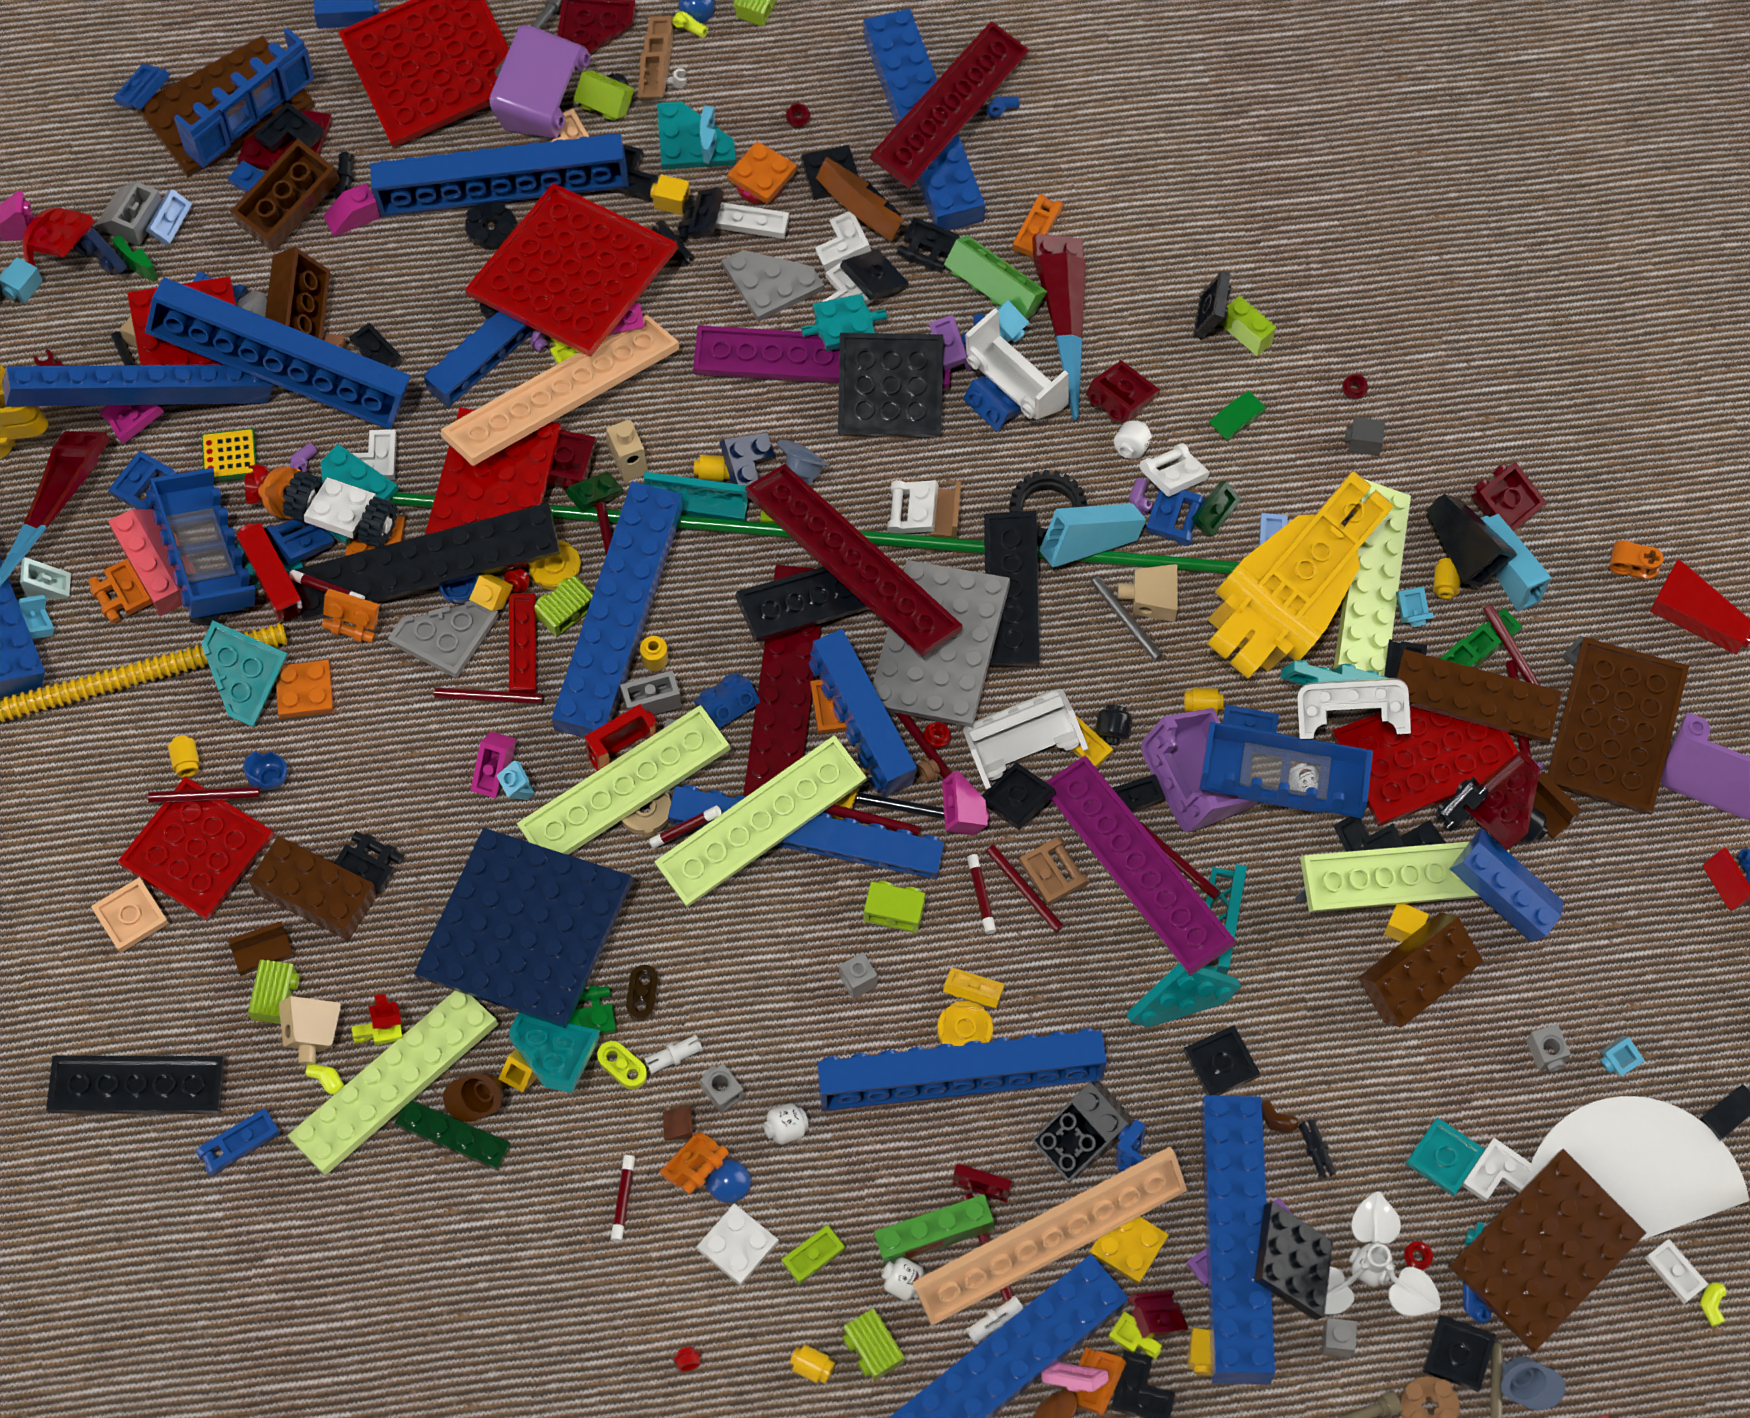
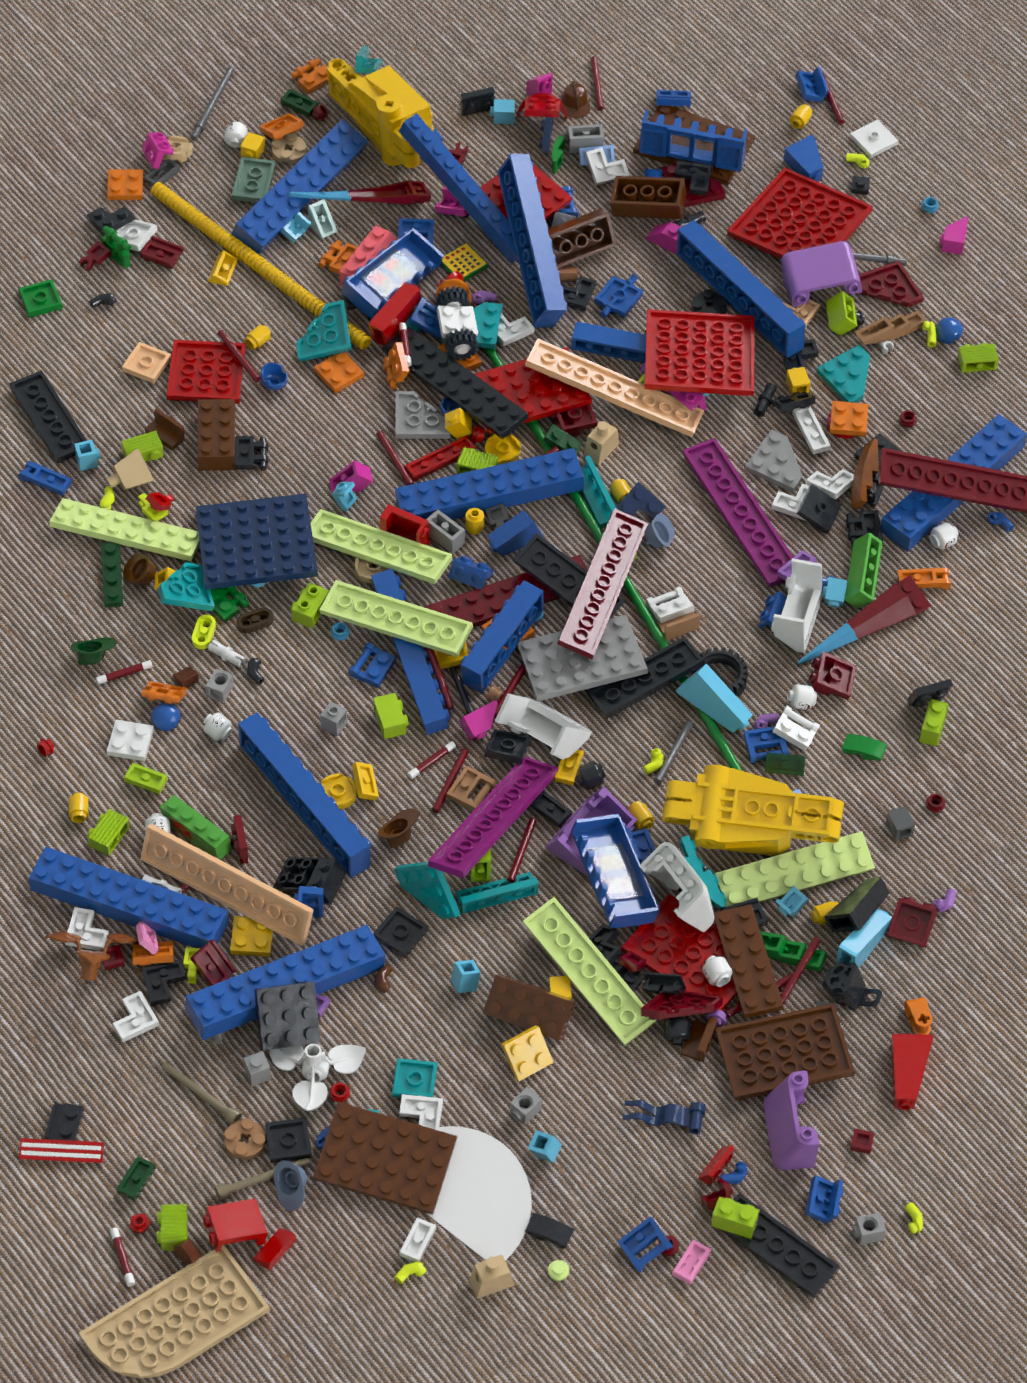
camera: 60 degrees right, 10 degrees down
(33, 742) = (223, 268): none -> yellow slope
(49, 156) = (597, 85): none -> dark red bar
(57, 191) = (575, 100): none -> reddish brown piece
(197, 223) = (603, 171): none -> white plate
(241, 1068) = (86, 455): none -> medium azure brick
(408, 311) = (618, 296): none -> blue plate
(569, 1217) = (93, 650): none -> dark green piece
(661, 624) = (497, 515): none -> dark grey plate
(661, 913) = (307, 608): none -> lime brick
(685, 827) = (369, 586): dark red bar -> none
(705, 620) = (513, 534): none -> blue slope
(707, 134) = (847, 375): medium azure slope -> none
(718, 1035) = (252, 670): none -> black arm
(721, 892) = (339, 627): none -> dark azure plate
(803, 883) = (377, 668): none -> blue plate
(842, 316) = (771, 507): teal plate -> none
(890, 385) = (743, 551): black plate -> none
(940, 730) = (523, 684): red plate -> none
(991, 172) = (944, 536): none -> white head
(1069, 981) = (398, 829): none -> reddish brown piece
(1130, 644) = (656, 761): none -> neon yellow arm
(1153, 592) = (698, 754): tan torso -> none
(1317, 1149) = (375, 1007): black pin -> none
(1333, 1019) = (465, 976): none -> medium azure brick
(1412, 820) = (632, 961): none -> dark red plate
(1477, 735) = (717, 971): none -> white head
(1481, 1006) = (527, 1053): none -> yellow plate
(1496, 450) = (947, 903): none -> medium lavender arm
(1508, 886) = (623, 1033): blue slope -> none
(1560, 612) = (847, 986): none -> black piece
(1637, 894) = (670, 1113): none -> dark blue flag

